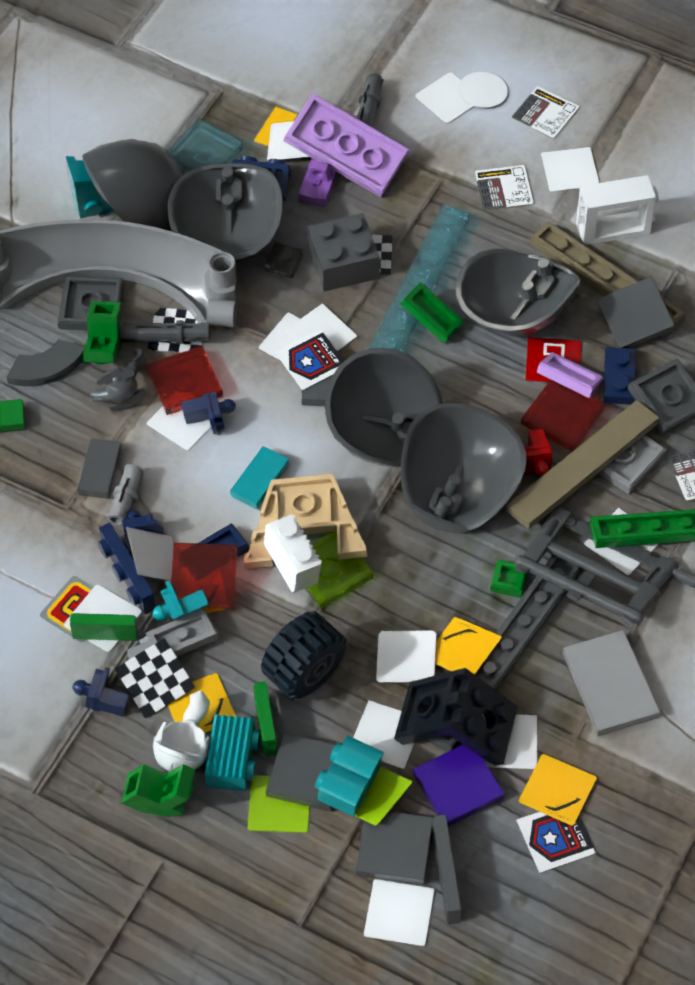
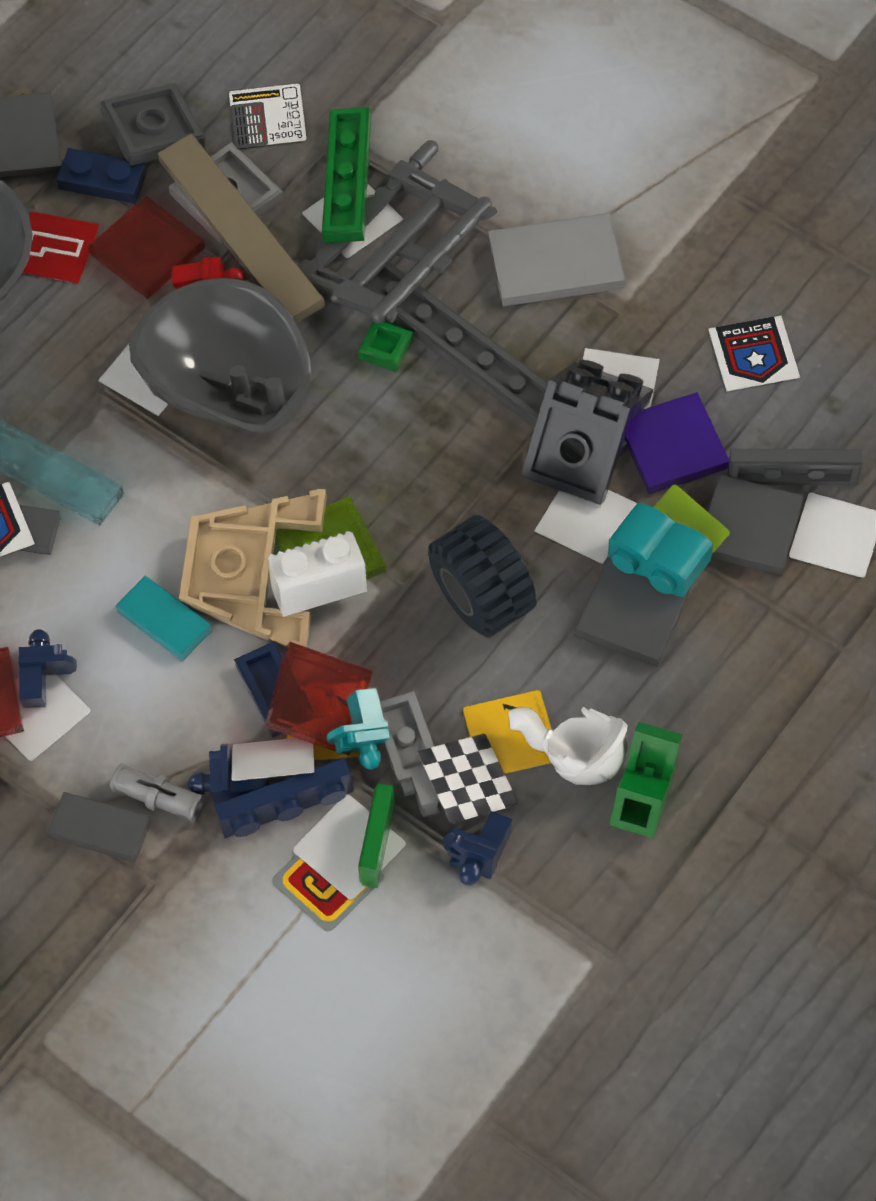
camera: 80 degrees left, 5 degrees up
(230, 753) = (597, 686): teal brick -> none
(265, 718) = (552, 647): green tile -> none
(274, 814) = (682, 663): lime sticker -> none
(375, 401) = (113, 433): dark grey piece -> none
(405, 655) = (478, 478): white sticker -> none
(464, 646) = (480, 410): yellow sticker -> none
(557, 789) = (692, 340): yellow sticker -> none
(570, 374) = (91, 225): lavender tile -> none

